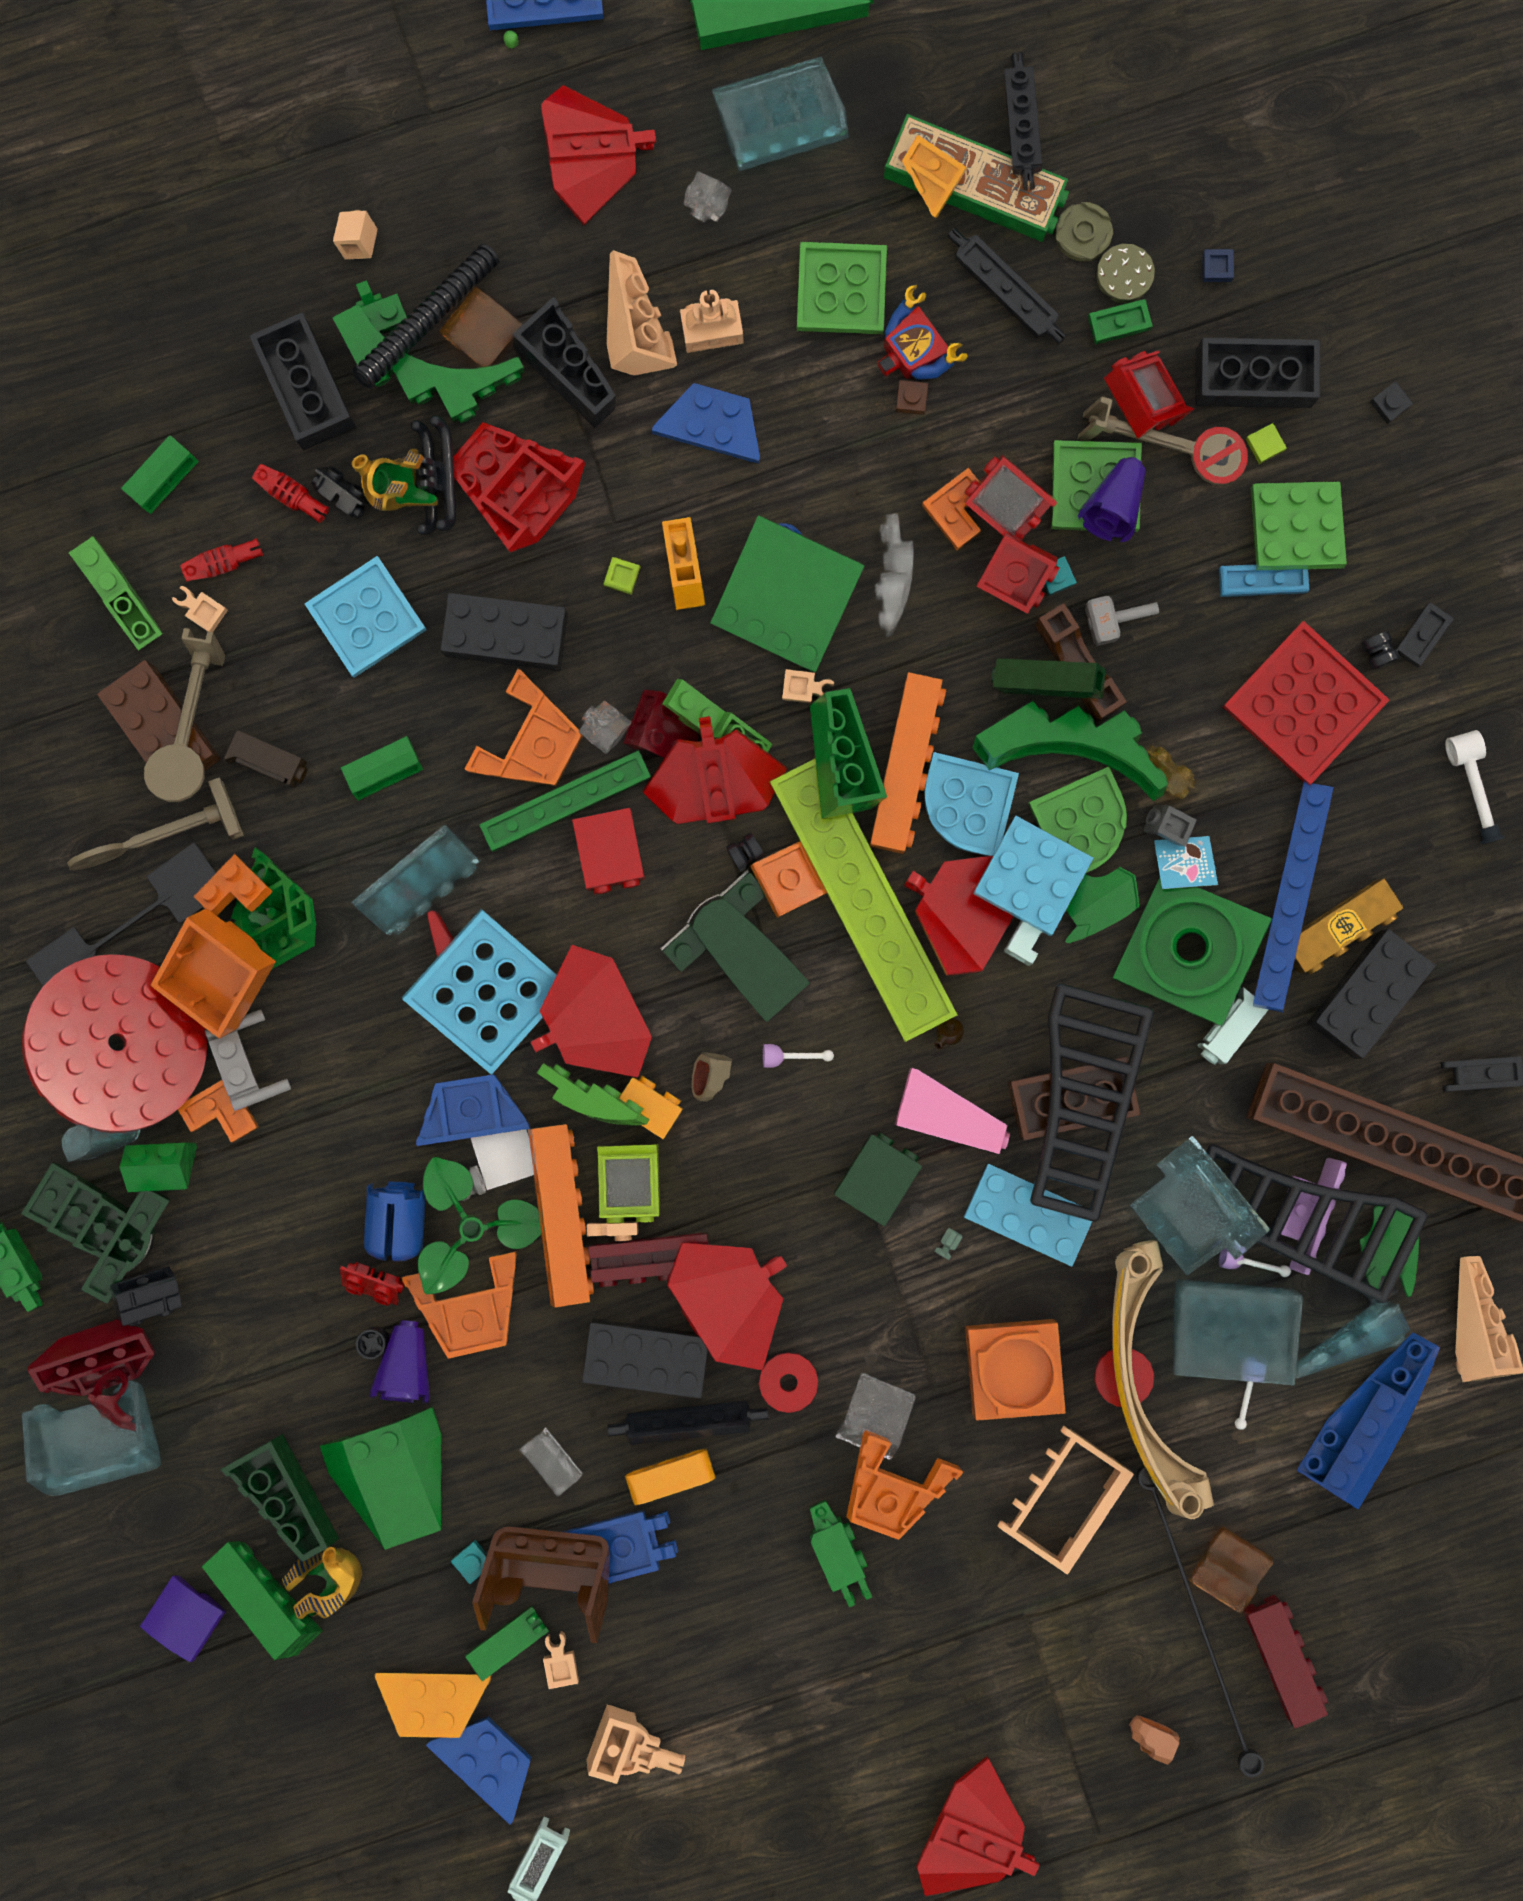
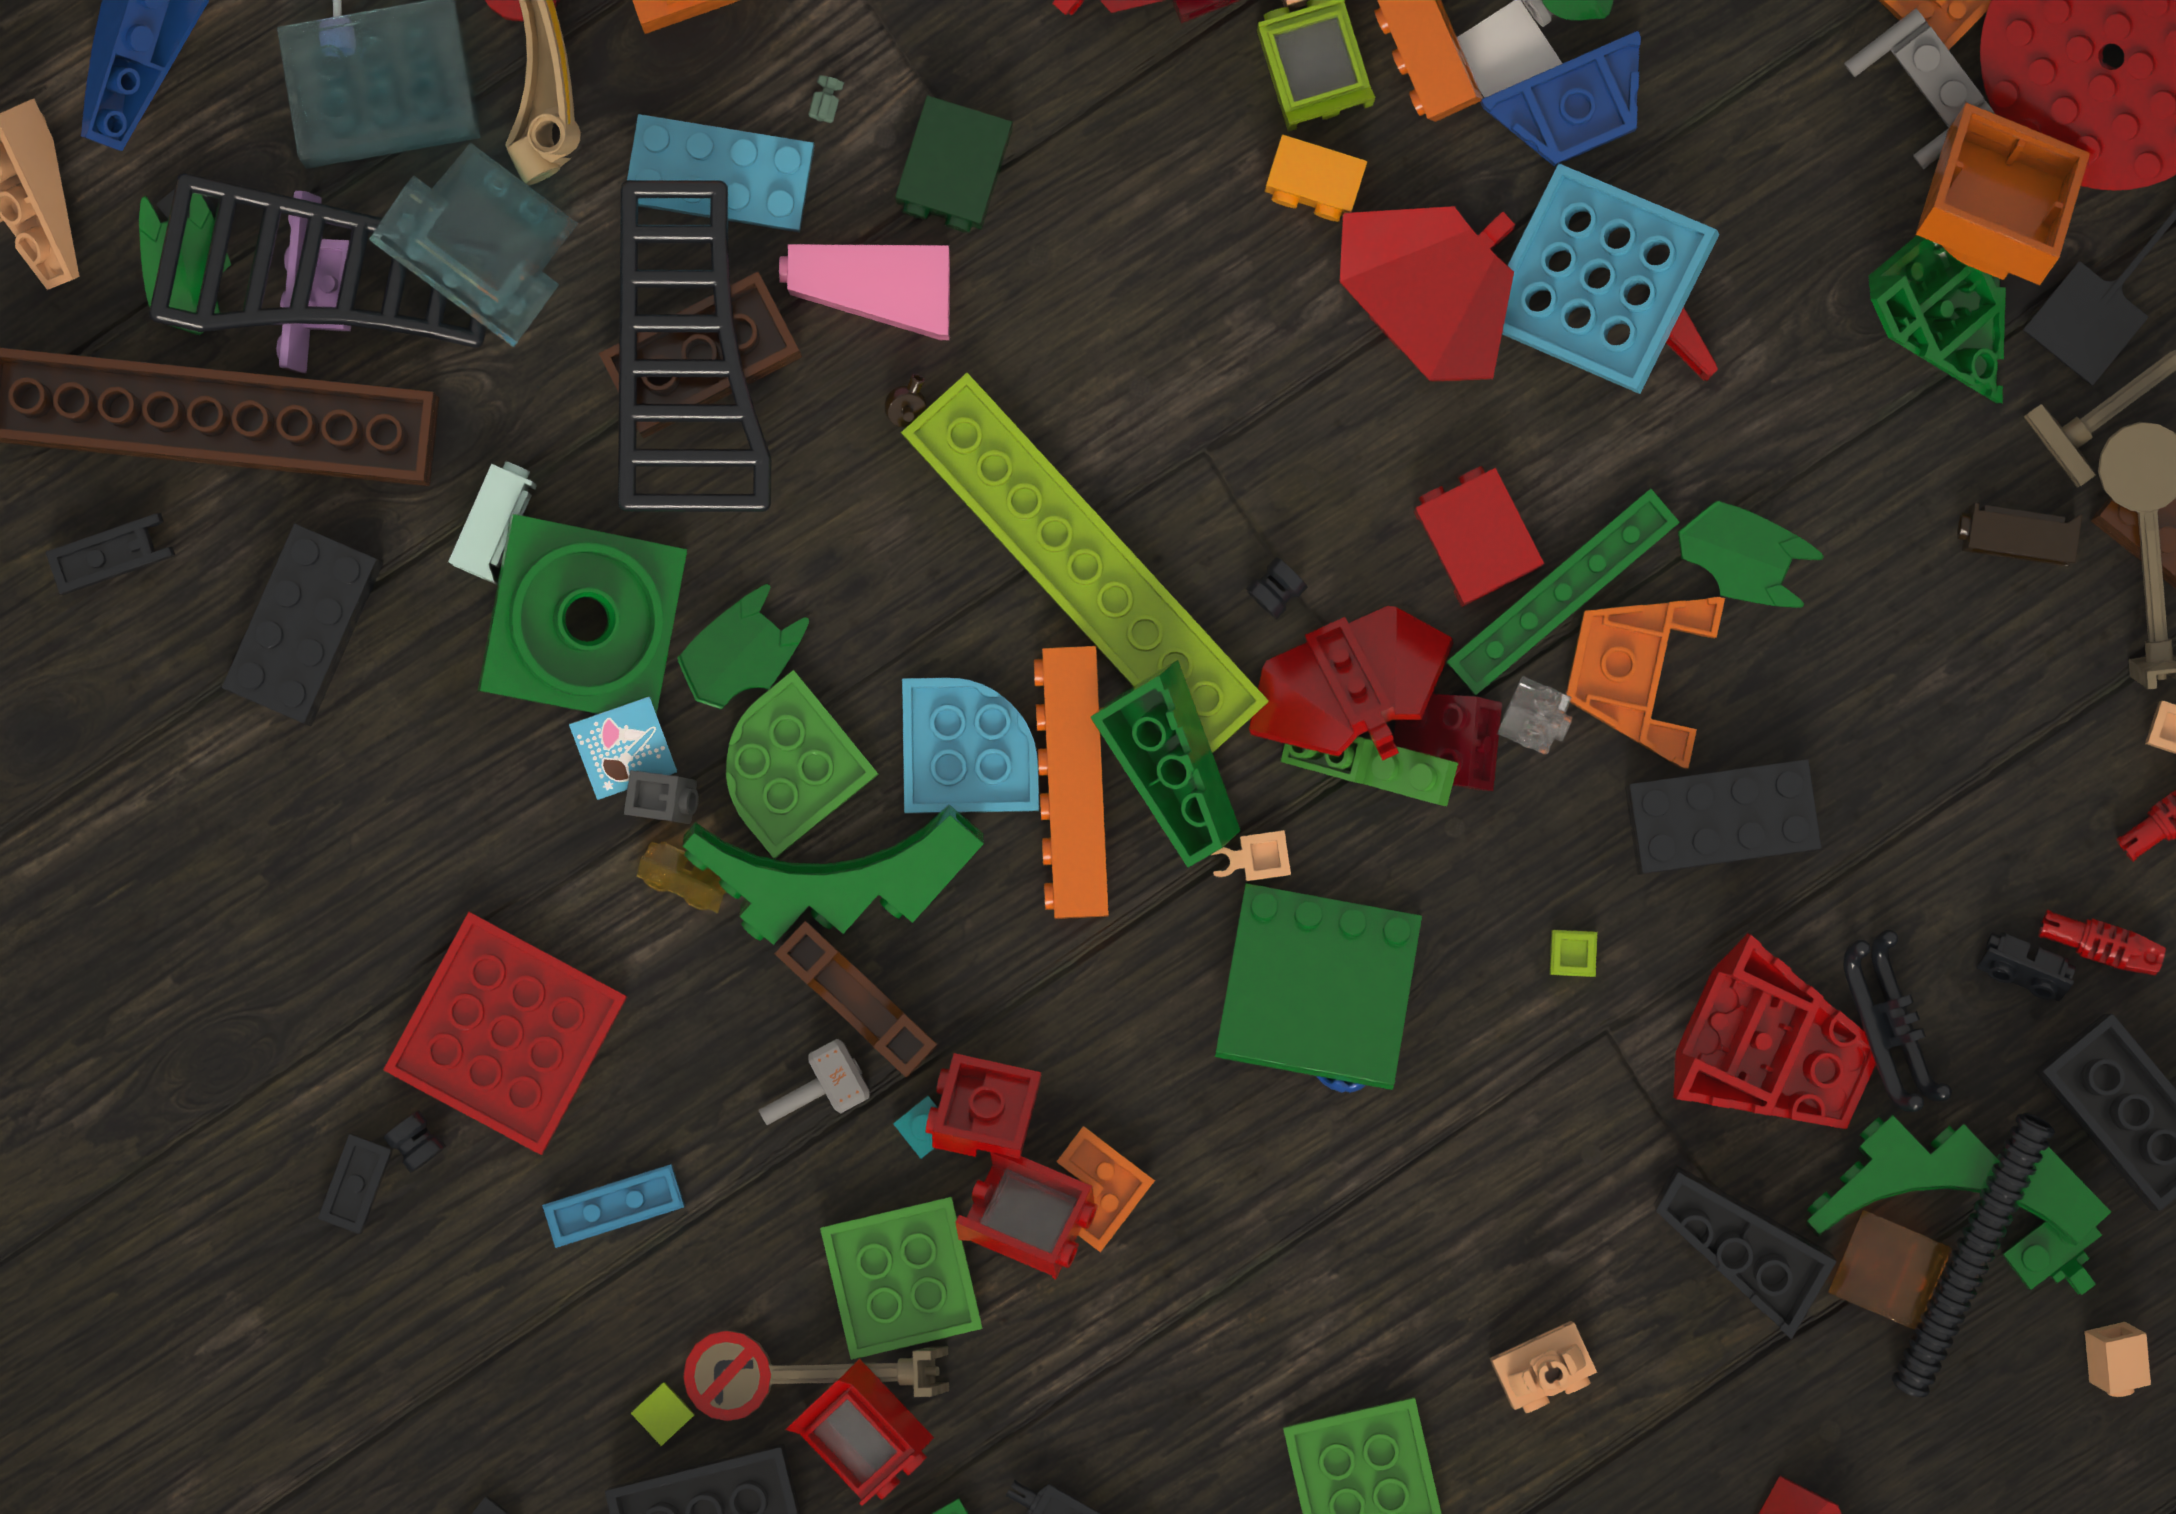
camera: 165 degrees right, 0 degrees up
(233, 881) = (2015, 340): orange plate -> none
(365, 616) = (1936, 786): medium azure plate -> none
(382, 768) = (1847, 567): green piece -> none
(392, 482) = (1953, 992): piece -> none
(417, 881) = (1743, 410): clear light blue slope -> none
(443, 792) = (1745, 553): none -> green shield
(592, 1101) = (1402, 159): bright green slope -> none
(633, 329) = (1659, 1331): light nougat wedge -> none
(683, 563) = (1486, 994): light orange slope -> none
(709, 1075) = (1239, 248): dark tan rock -> none
(712, 422) = (1502, 1223): blue wing -> none
(738, 948) = (1247, 444): dark green slope -> none
(774, 1055) = (1153, 302): hinge -> none
(788, 879) = (1202, 564): orange plate -> none
(896, 584) = (1160, 1042): clear slope -> none
(912, 397) = (1213, 1341): reddish brown plate -> none
(915, 344) = (1229, 1419): torso -> none
(957, 921) = (925, 589): red panel -> none
(1022, 943) = (829, 583): light aqua leg -> none
(1033, 875) = (844, 663): medium azure plate -> none
(1049, 678) = (898, 959): dark green brick -> none
(1116, 502) = (867, 1254): dark purple cone -> none
(1228, 1262) = (328, 191): hinge -> none
(1293, 897) = (454, 736): blue plate -> none
(1298, 526) = (583, 1298): bright green plate -> none
(1344, 924) = (370, 714): pearl gold brick -> none
(1367, 1333) = (190, 128): clear light blue wedge -> none
(1466, 750) = (249, 1025): white piece -> none

